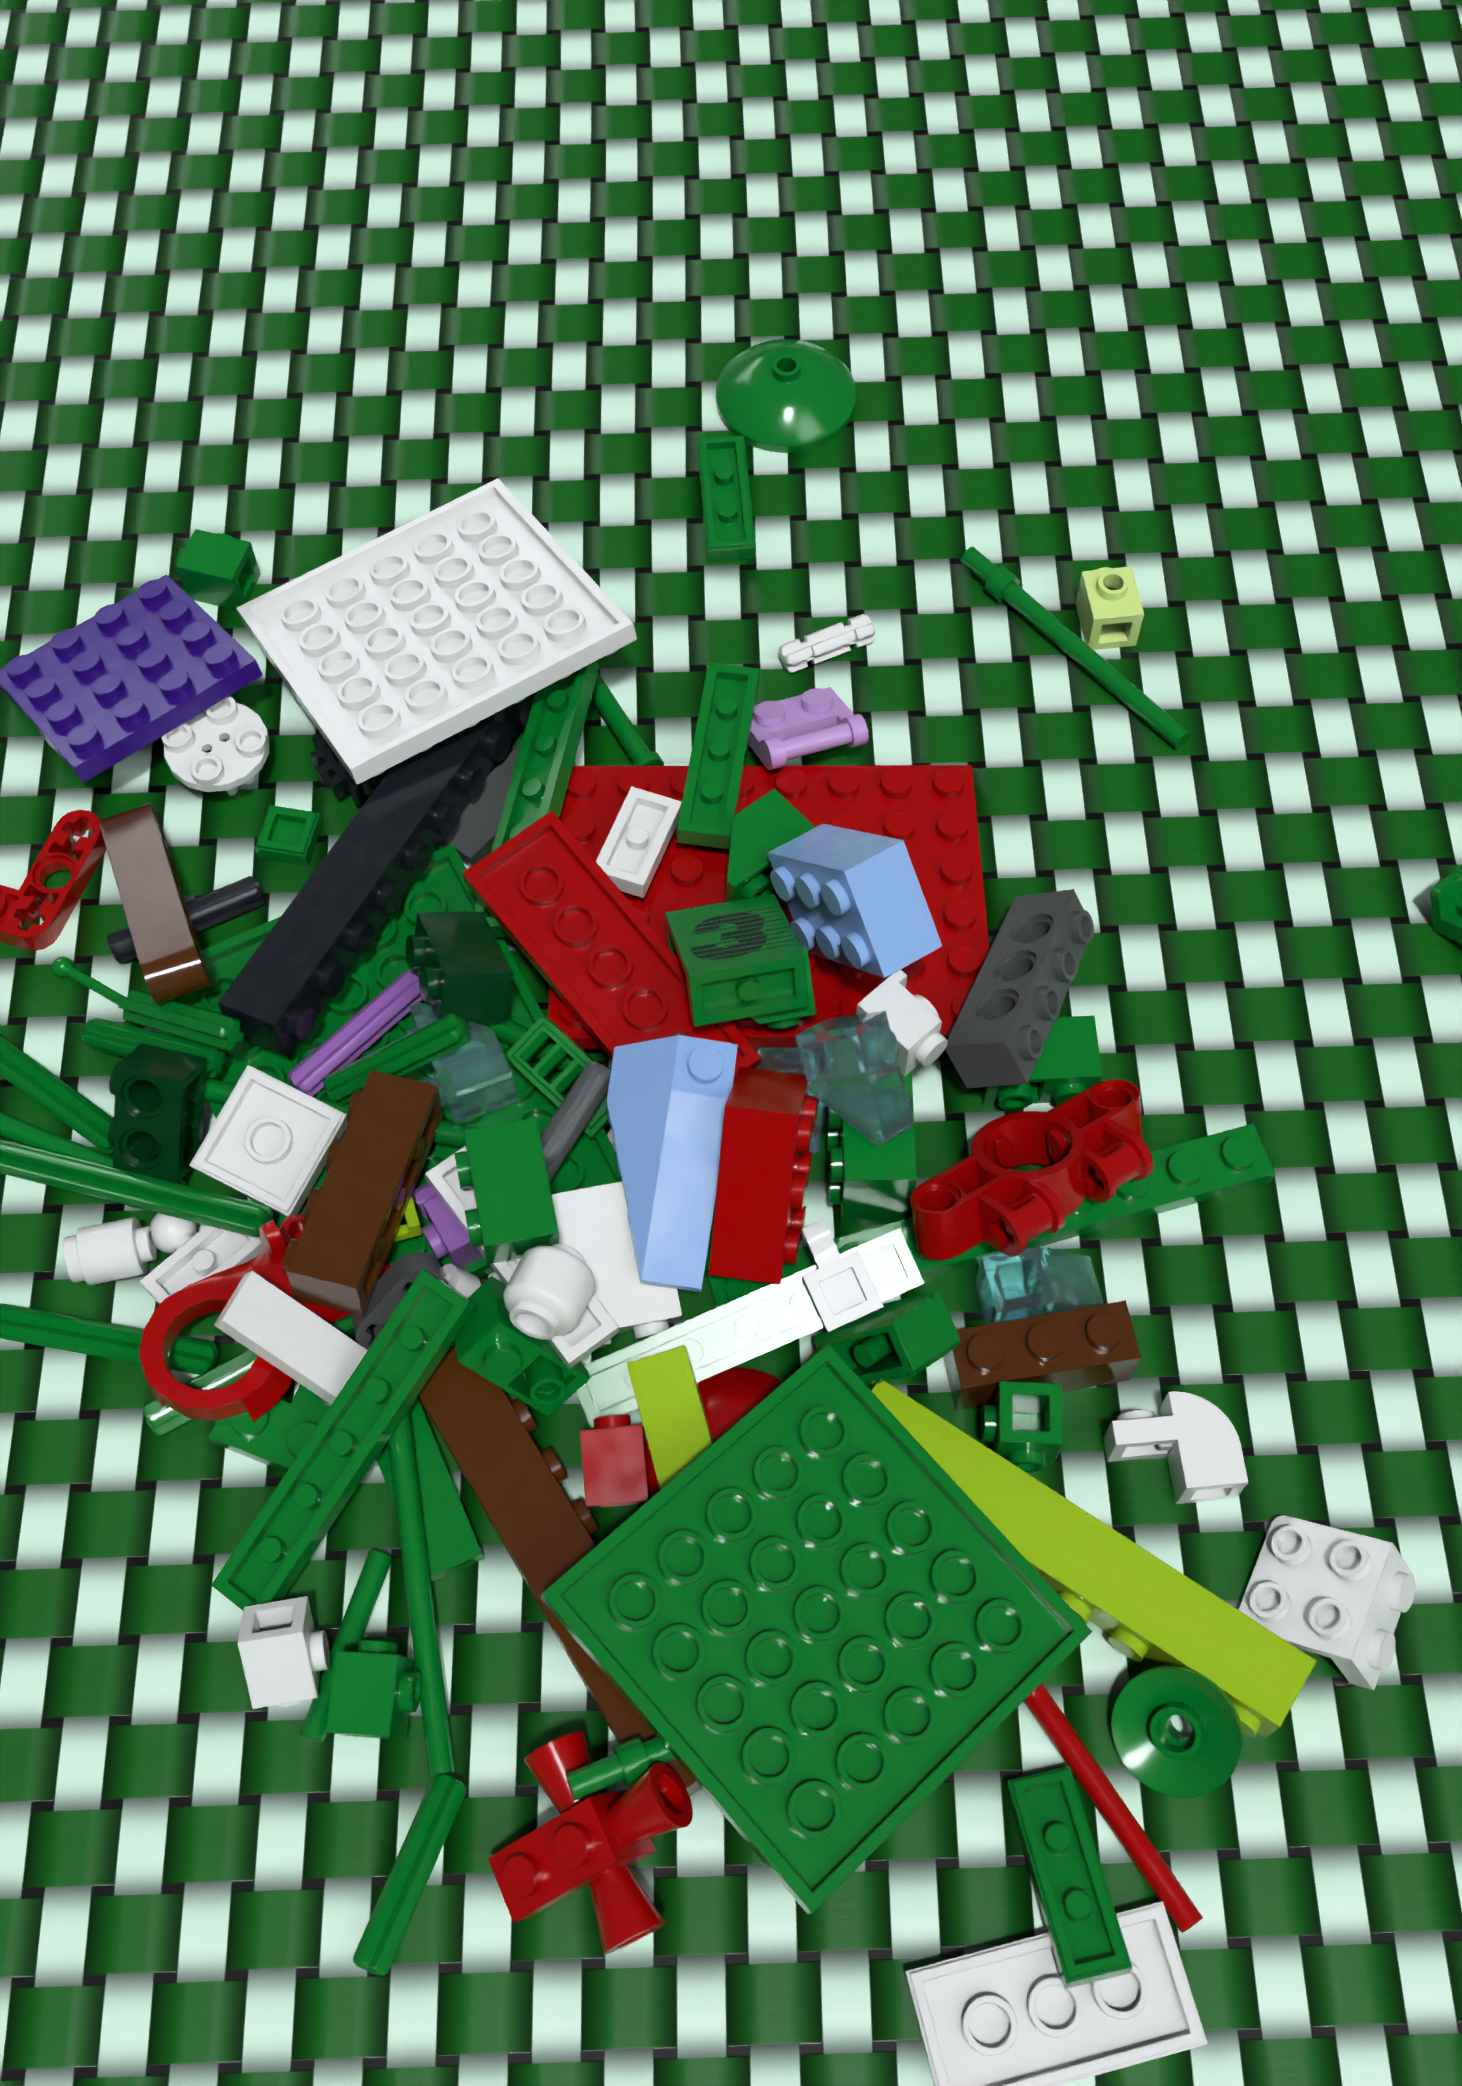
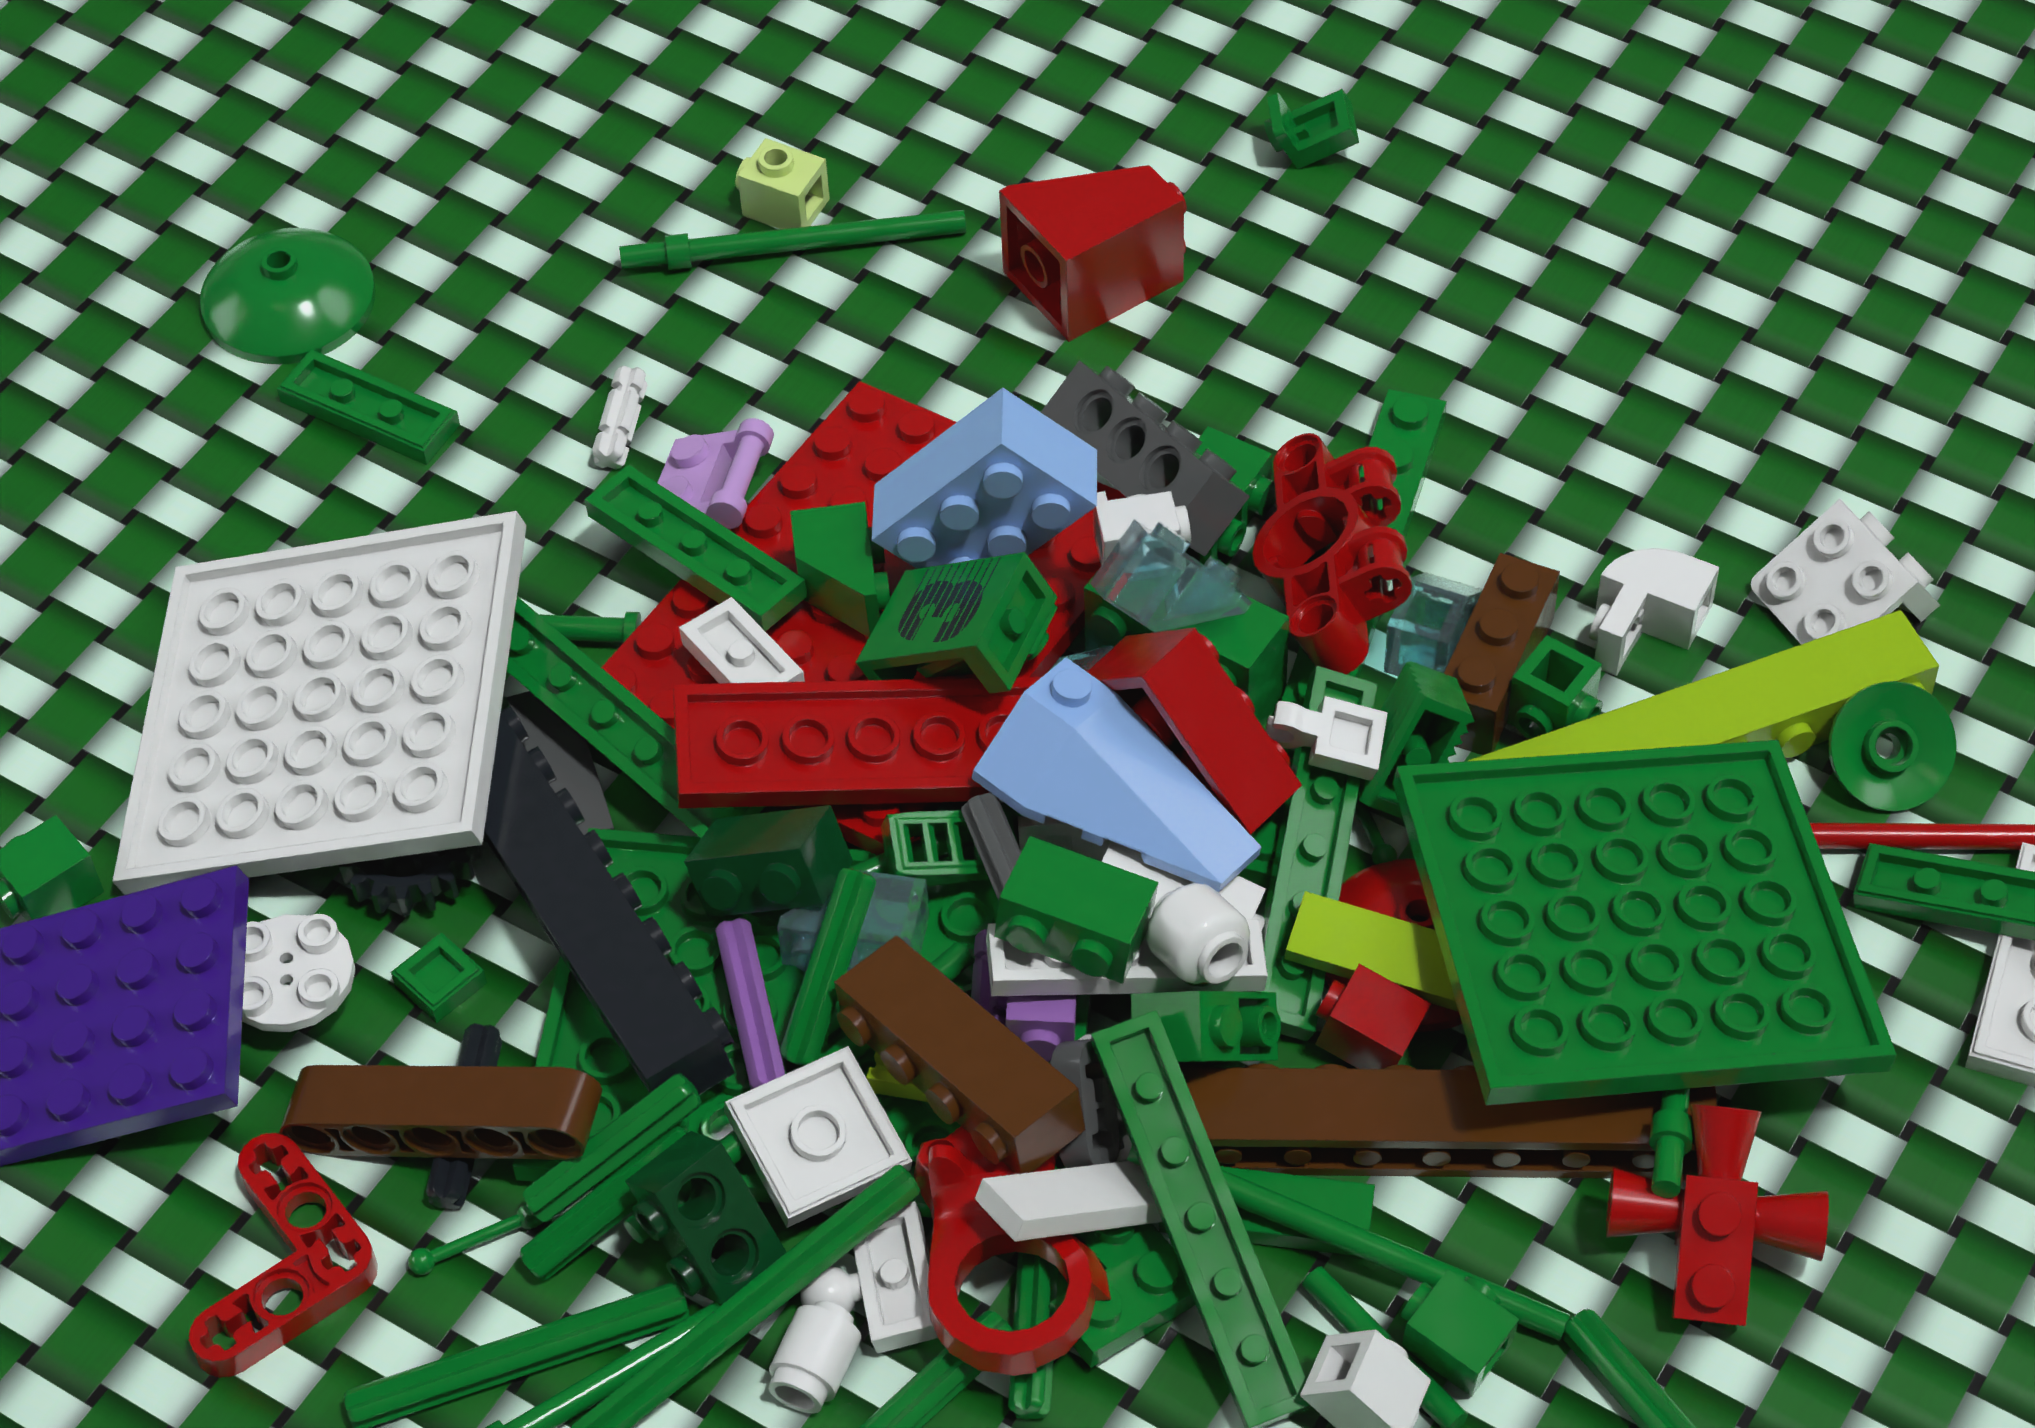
camera: 55 degrees left, 10 degrees down
(1212, 835) = (1093, 244): none -> red slope

